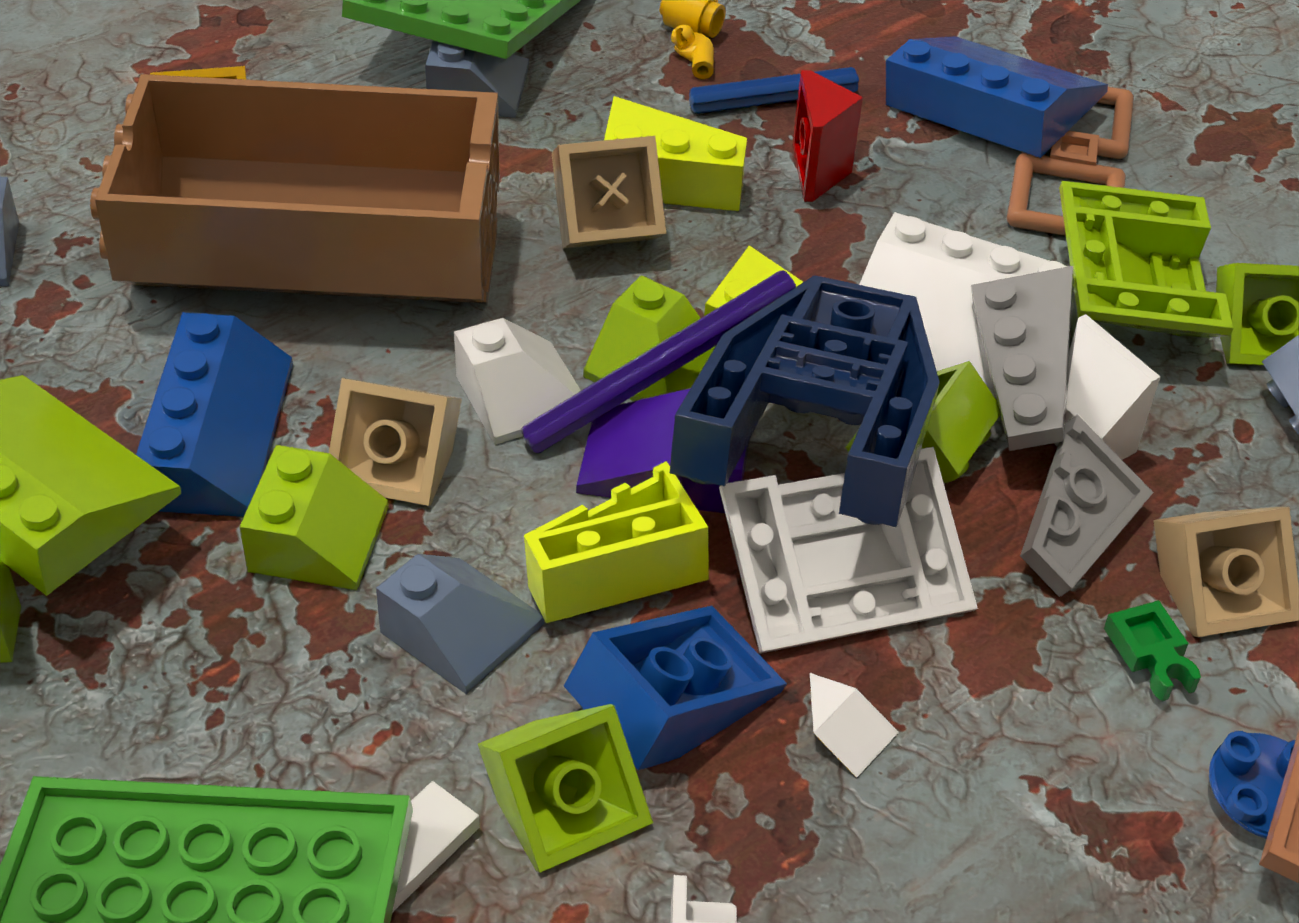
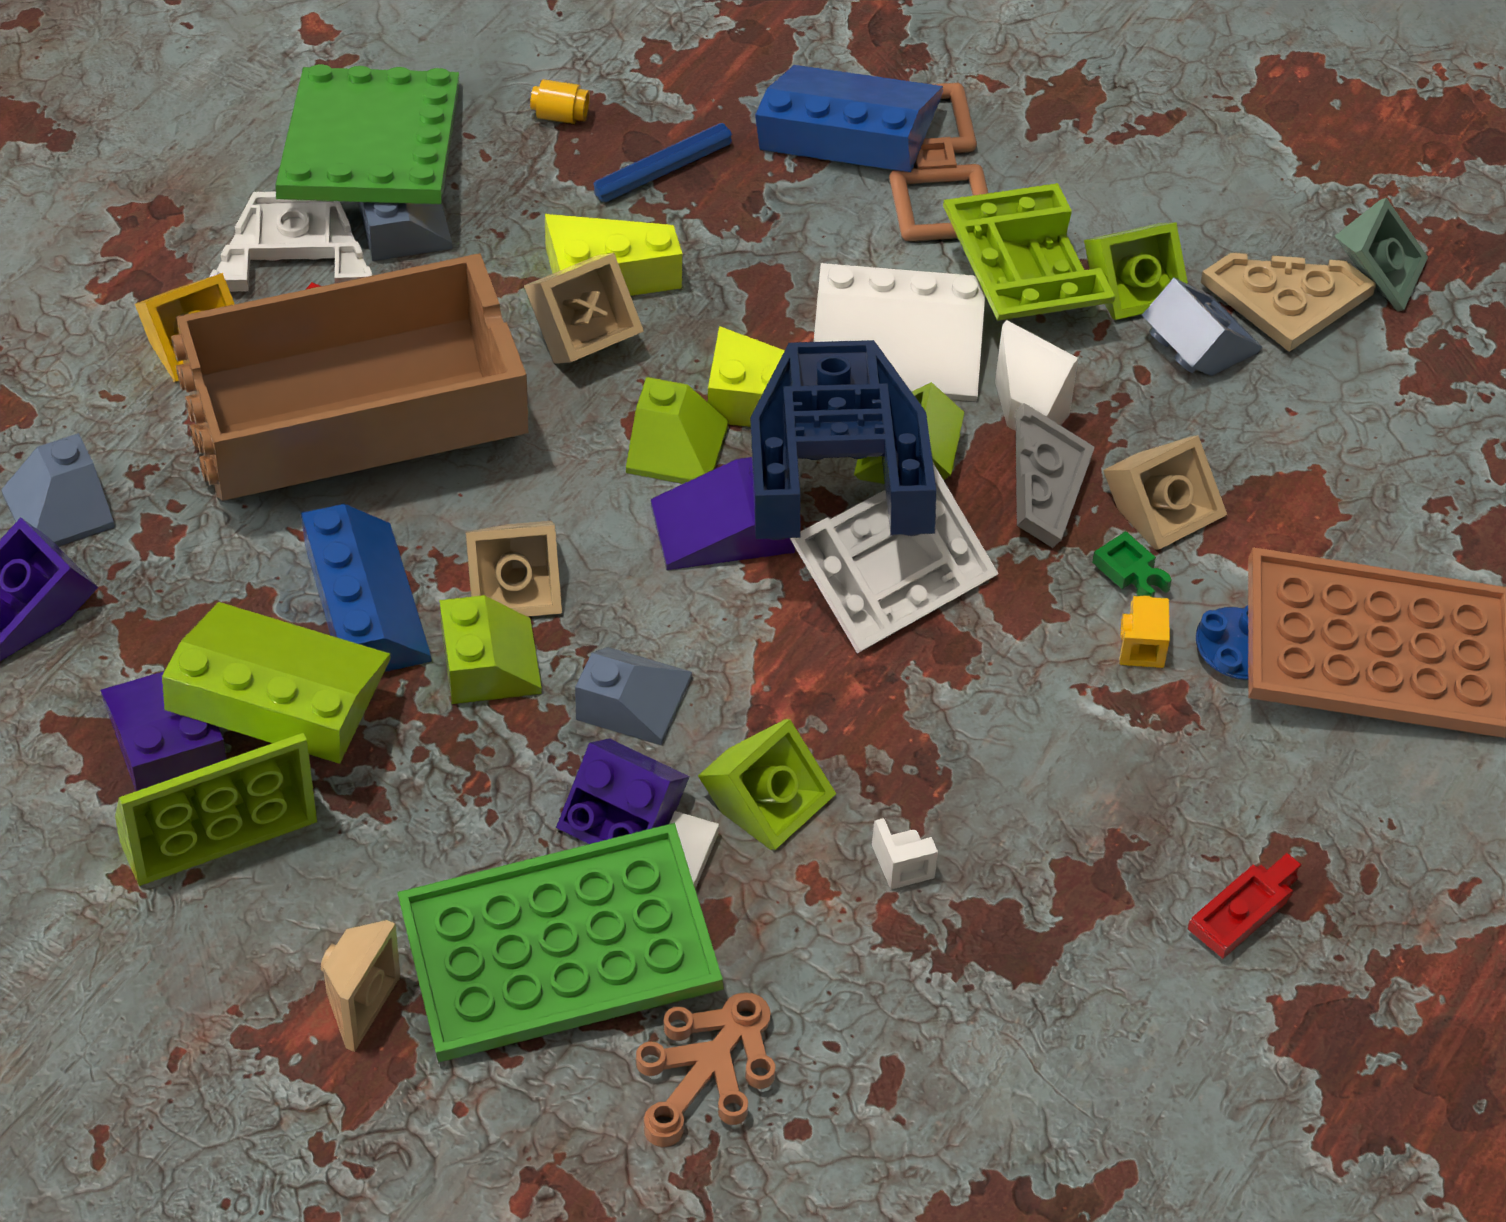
camera: 20 degrees left, 5 degrees up
(351, 55) = (290, 230): none -> white wing
(373, 735) = (619, 793): none -> dark purple slope
(509, 376) = (580, 494): white slope -> none
(619, 550) = (730, 605): neon yellow wedge -> none
(651, 365) = (692, 447): dark purple axle -> none
(672, 681) = (812, 685): blue slope -> none
(696, 49) = (578, 137): yellow arm -> none
(824, 133) = (729, 201): red slope -> none
(848, 723) = (940, 684): white sticker -> none
(1027, 351) = (967, 355): light grey wing -> none
(1143, 735) = (1145, 632): none -> yellow brick

